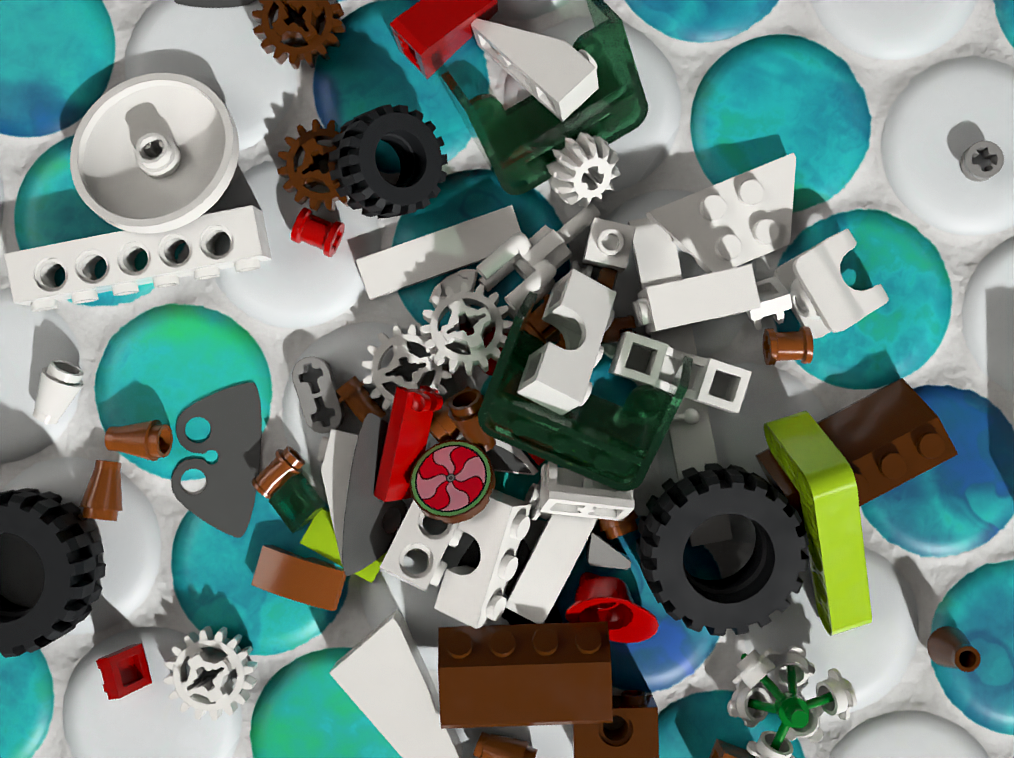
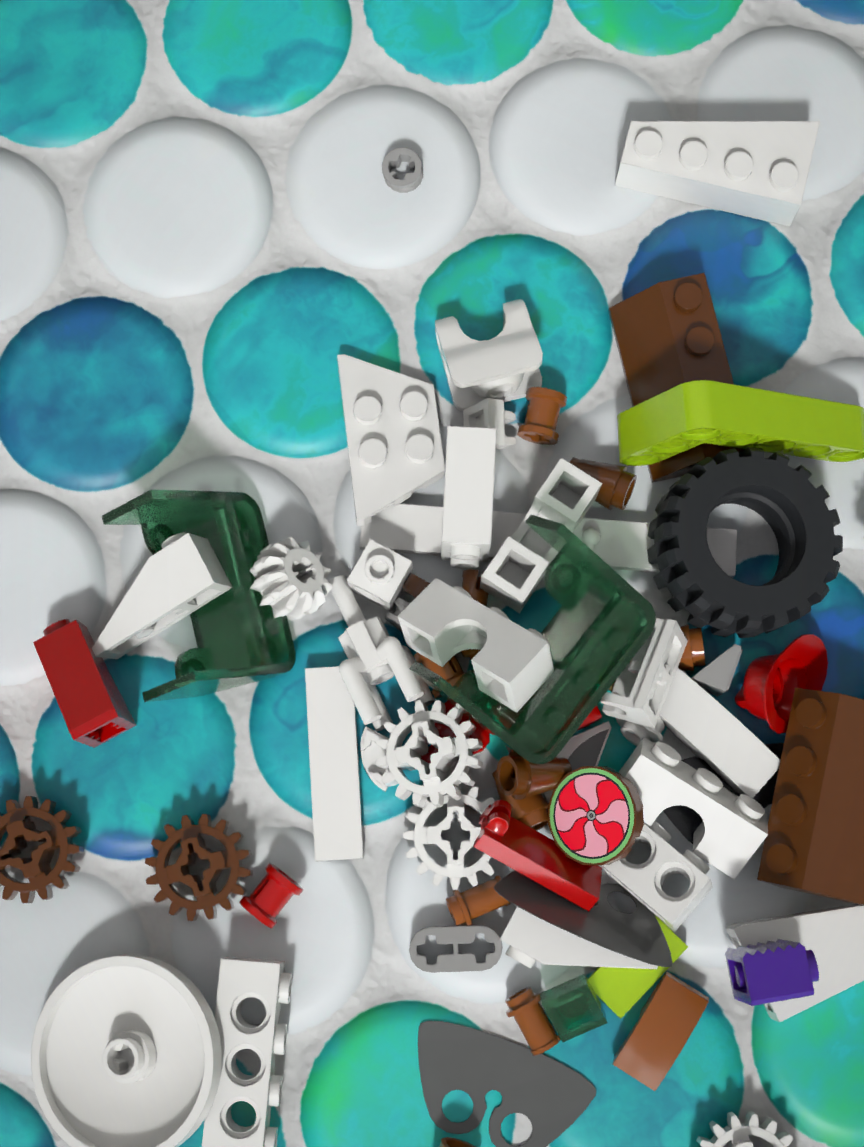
camera: 80 degrees left, 10 degrees down
(360, 660) = (771, 972): none -> dark purple brick
(418, 157) = (214, 821): black tyre -> none
(747, 423) = (616, 482): none -> reddish brown cone

